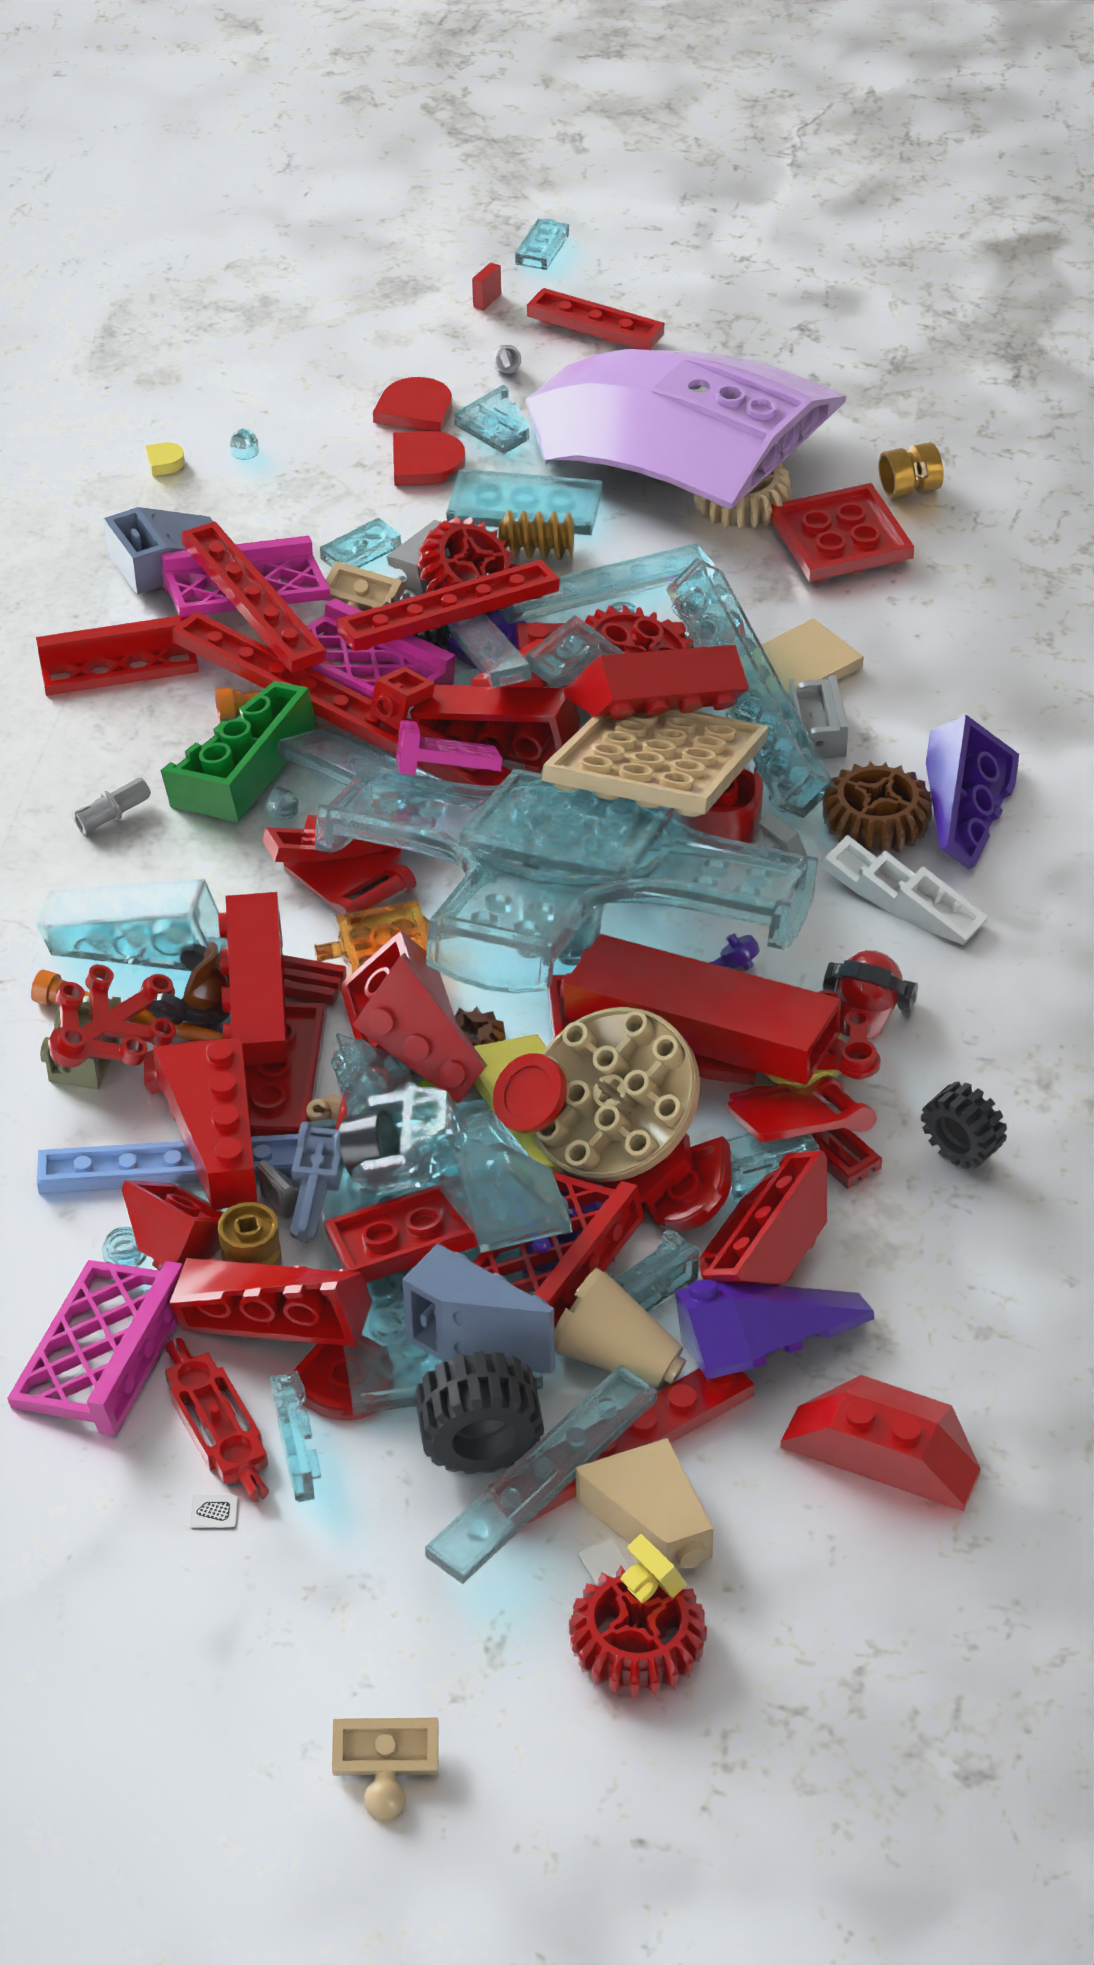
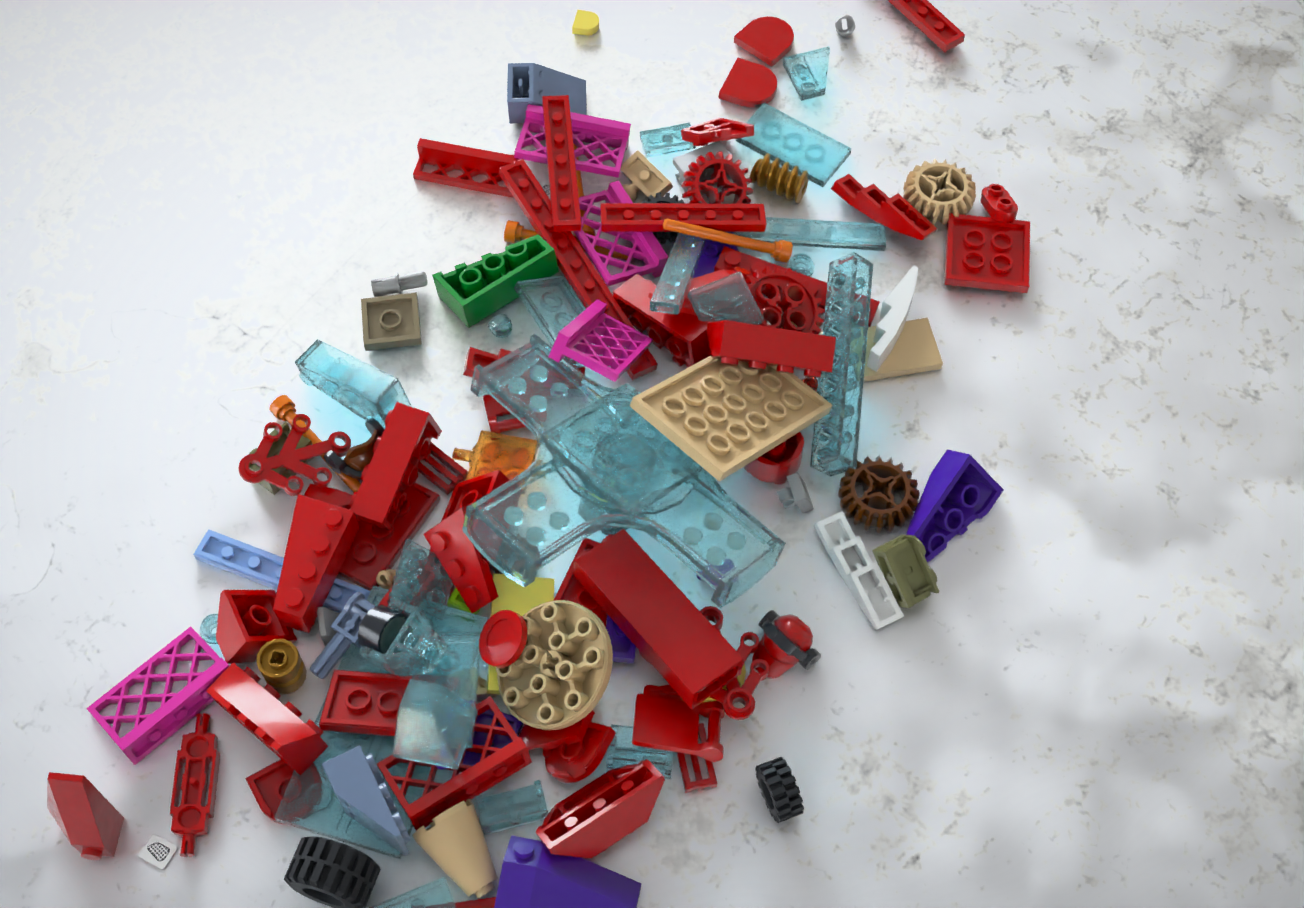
camera: 25 degrees right, 15 degrees up
(98, 1476) = (84, 815): none -> red wedge
(130, 847) = (391, 321): none -> dark tan plate
(244, 444) = (636, 33): clear light blue hinge -> none
(294, 1429) = (227, 820): clear light blue hinge -> none
(397, 693) = (610, 276): red bracket -> none
(423, 511) = (716, 130): none -> red wing
(581, 607) = (780, 250): none -> orange piece
(642, 417) = (887, 109): lavender wedge -> none
(698, 526) = (890, 212): none -> red slope
(776, 622) = (893, 316): none -> white slope
(821, 477) = (998, 203): none -> red plate
(822, 714) = (881, 402): light grey hinge -> none
(905, 471) = (1053, 221): pearl gold wheel -> none
(964, 860) = (906, 570): none -> olive hinge

